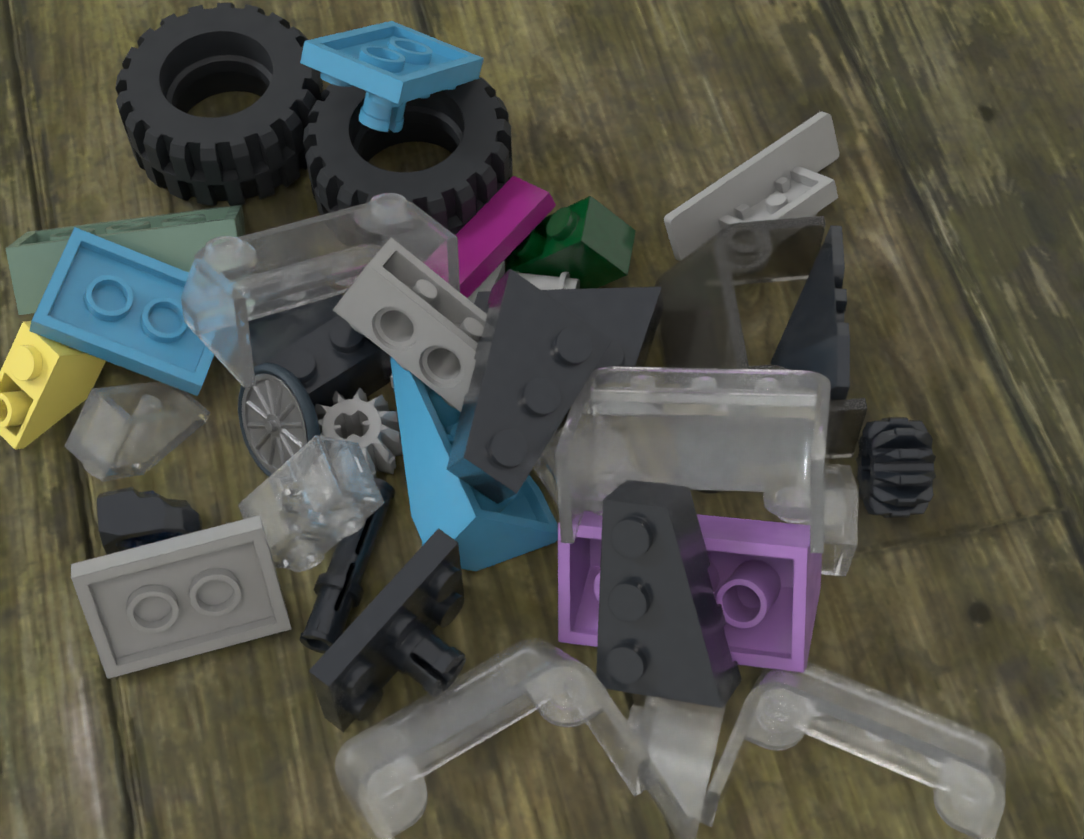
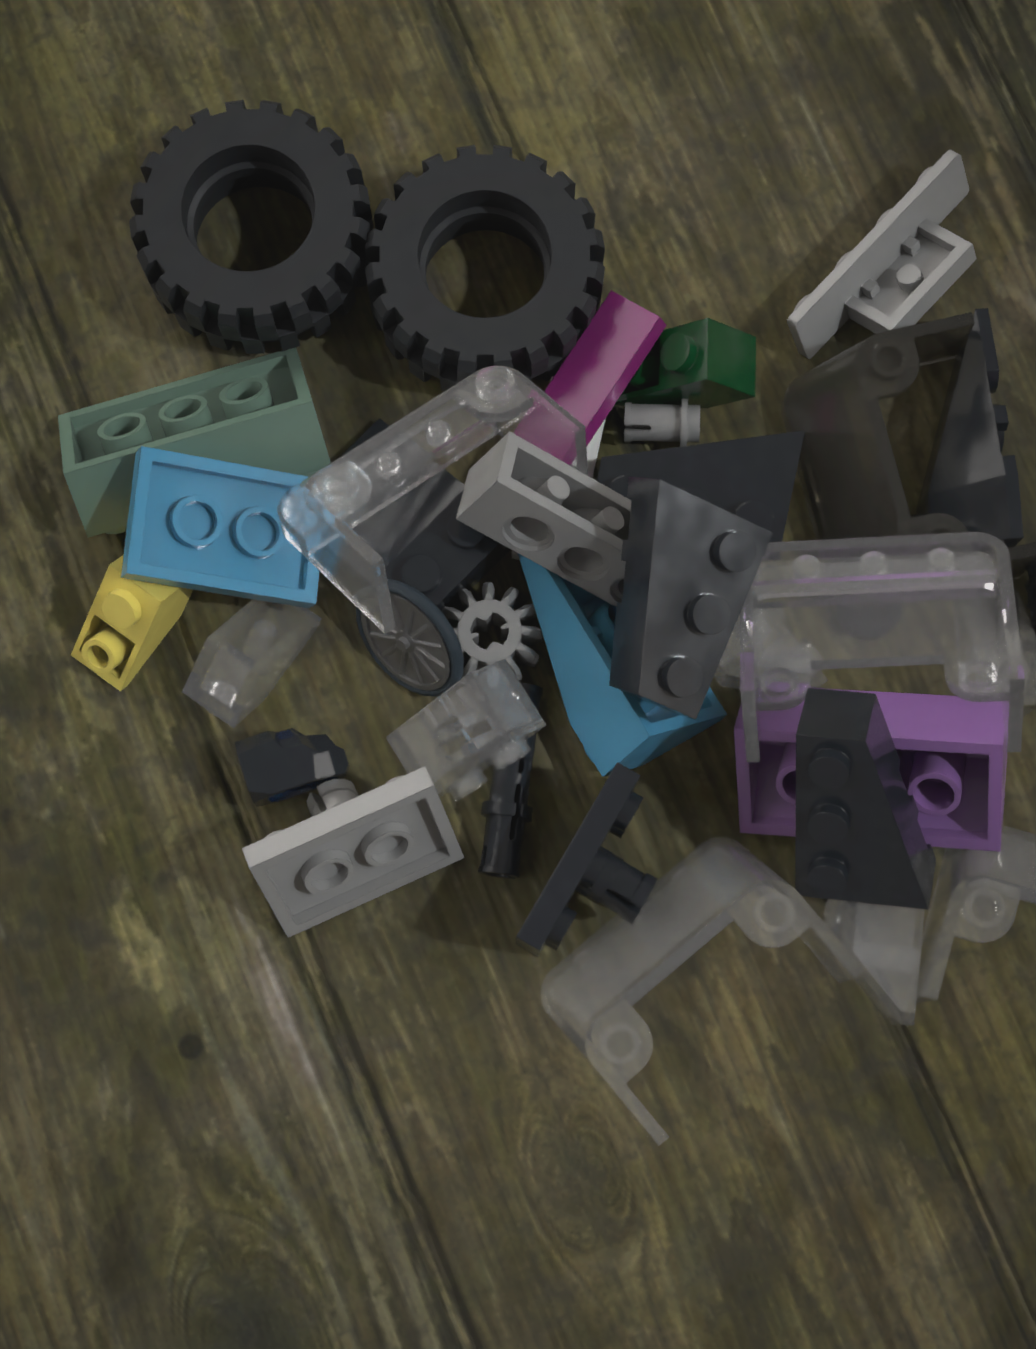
camera: 10 degrees left, 20 degrees up
(391, 66) = (466, 196): dark azure plate -> none

